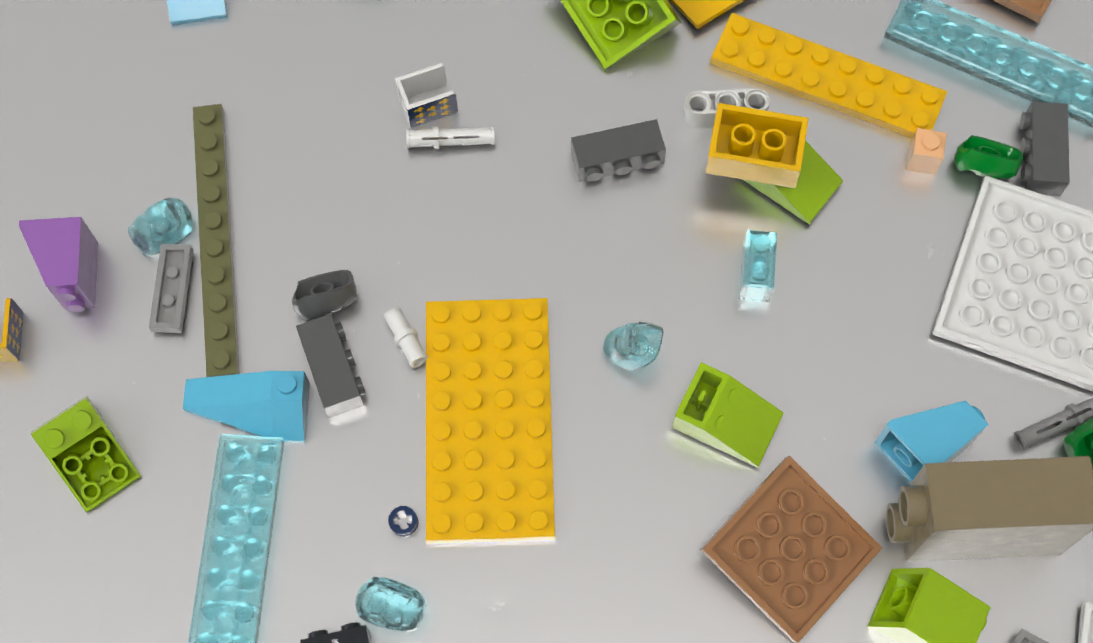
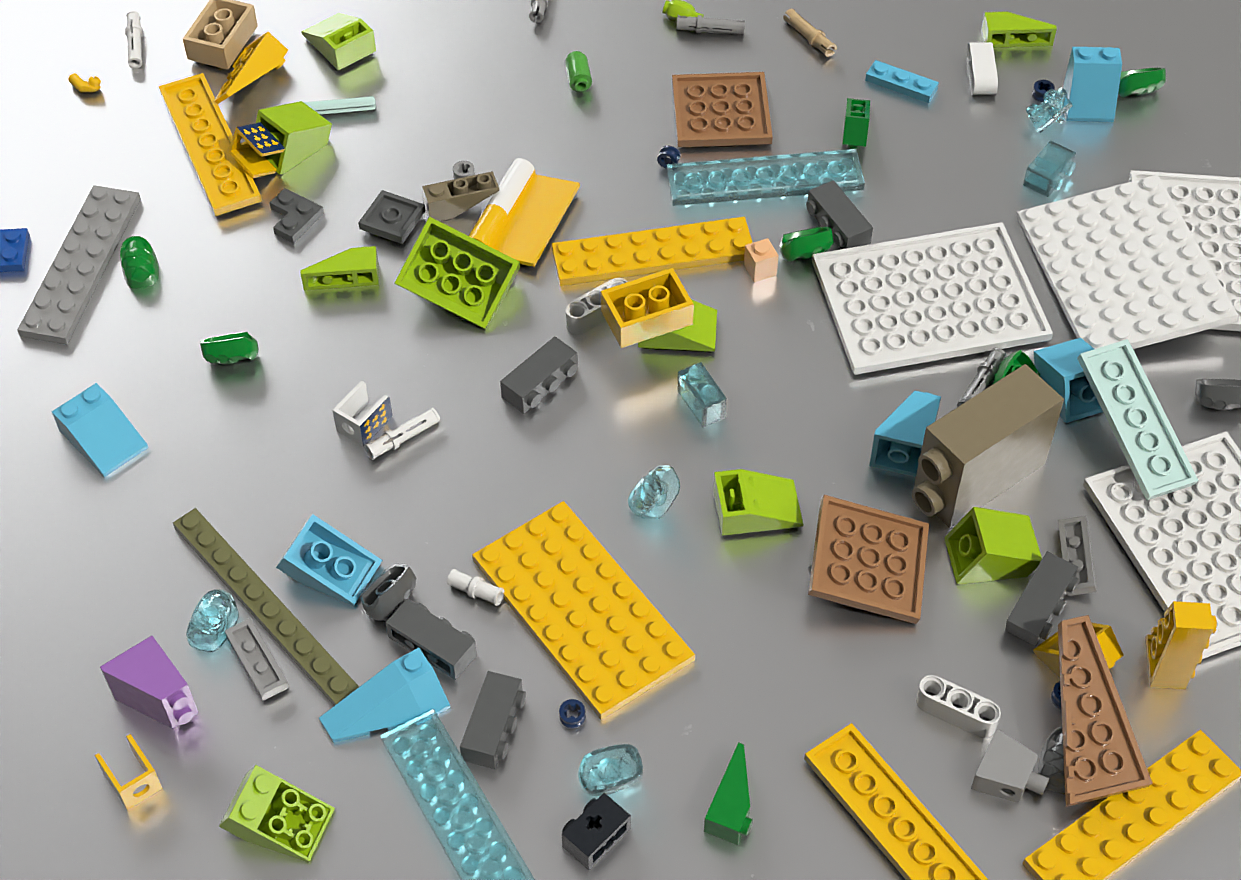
camera: 35 degrees left, 15 degrees down
(295, 231) = (329, 561): none -> medium azure slope
(326, 482) = (492, 720): none -> dark grey brick

